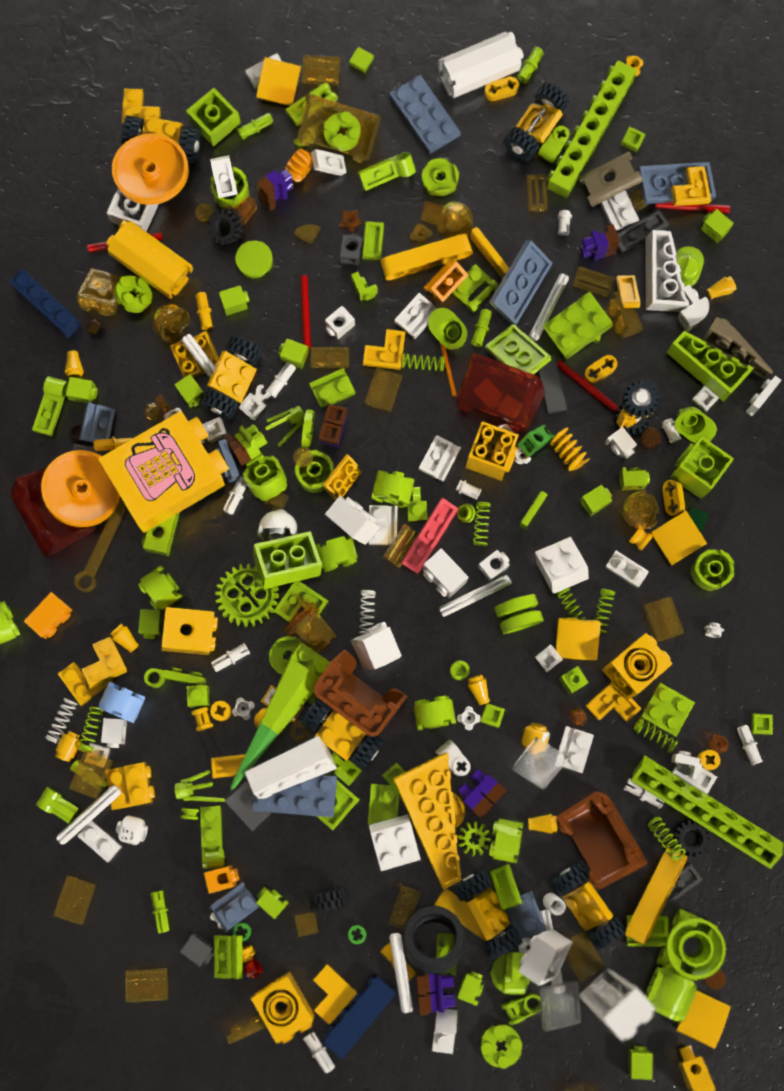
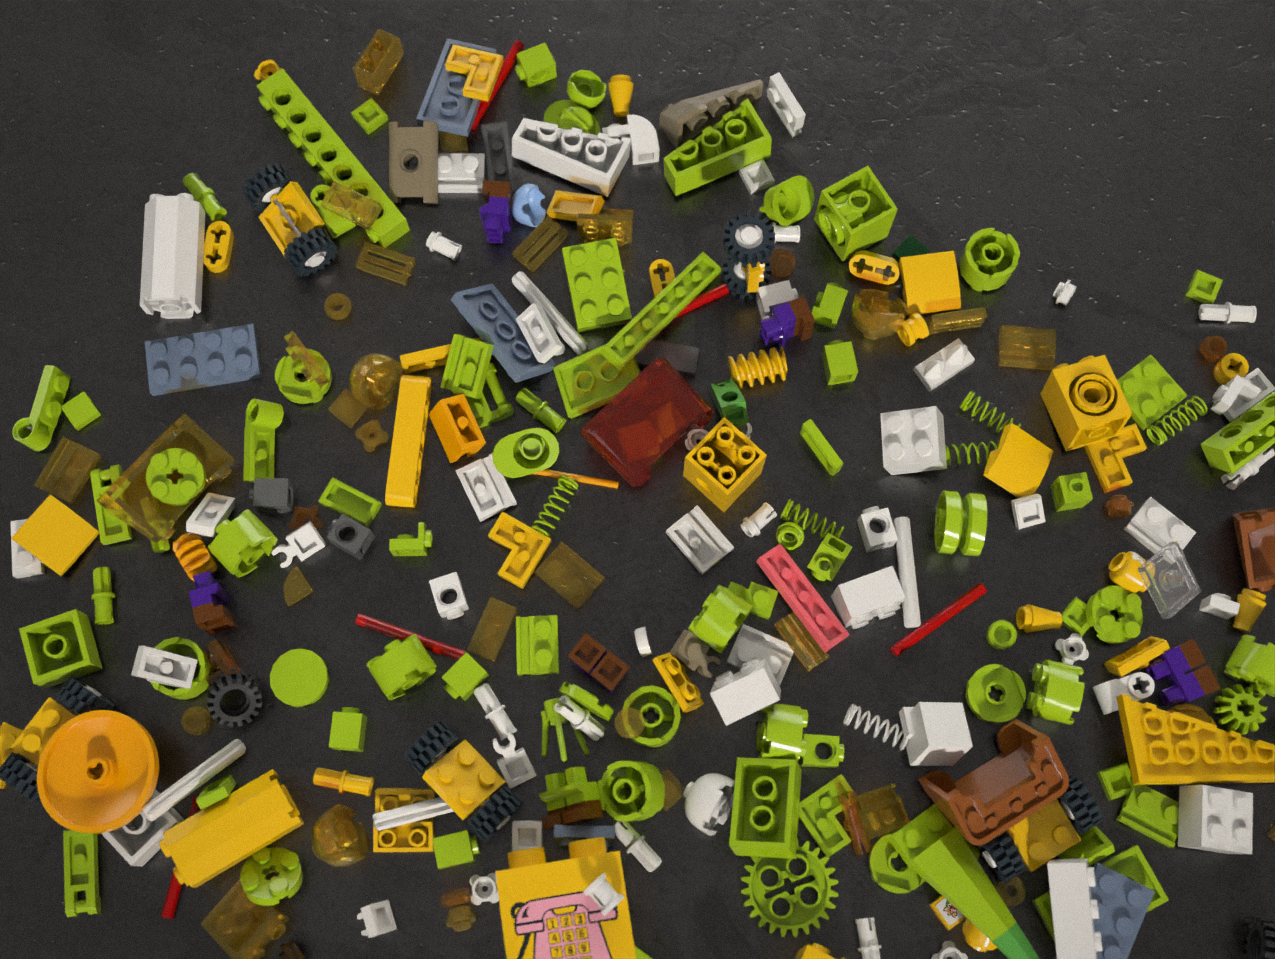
camera: 65 degrees left, 5 degrees down
(92, 190) = (81, 873): none -> lime plate
(133, 364) = (377, 919): none -> white tile
(167, 240) = (216, 791): none -> lime tile
(169, 225) = (193, 780): none -> white axle
(191, 475) = (603, 894): none -> white bush
(283, 312) = (401, 666): none -> lime brick
(296, 430) = (580, 718): none -> white axle
(318, 188) = (242, 543): none -> lime brick
(334, 223) = (302, 542): none -> white plate
(337, 574) = (811, 759): none -> lime brick
(352, 39) = (39, 427): none -> lime plate
(356, 193) = (272, 495): none -> dark grey brick
(360, 449) = (643, 641): none -> white tile
(365, 480) = (692, 653): none -> dark tan plate
(430, 679) = (1001, 678): none -> lime plate
(445, 177) = (298, 351): none -> clear yellow plate
(453, 627) = (938, 619): none -> red bar
(457, 541) = (830, 550): none -> lime brick
(480, 760) = (1137, 656): none -> yellow plate
(487, 269) = (467, 366): none -> lime plate
(494, 172) = (336, 299): none -> clear yellow plate
(494, 730) = (1129, 611): none -> lime plate
(529, 304) = (539, 333): none -> white tile
(538, 803) = (1219, 605): none -> white plate
(561, 153) = (351, 205): none -> clear yellow plate
(576, 371) = (660, 311): none -> lime tile
(607, 454) = (787, 321): none -> dark purple hips
(614, 262) = (527, 206): none -> light blue hair
(660, 565) = (957, 320): none -> clear yellow tile
(670, 126) = (378, 61): none -> clear yellow brick
(714, 263) = (585, 89): none -> lime hair

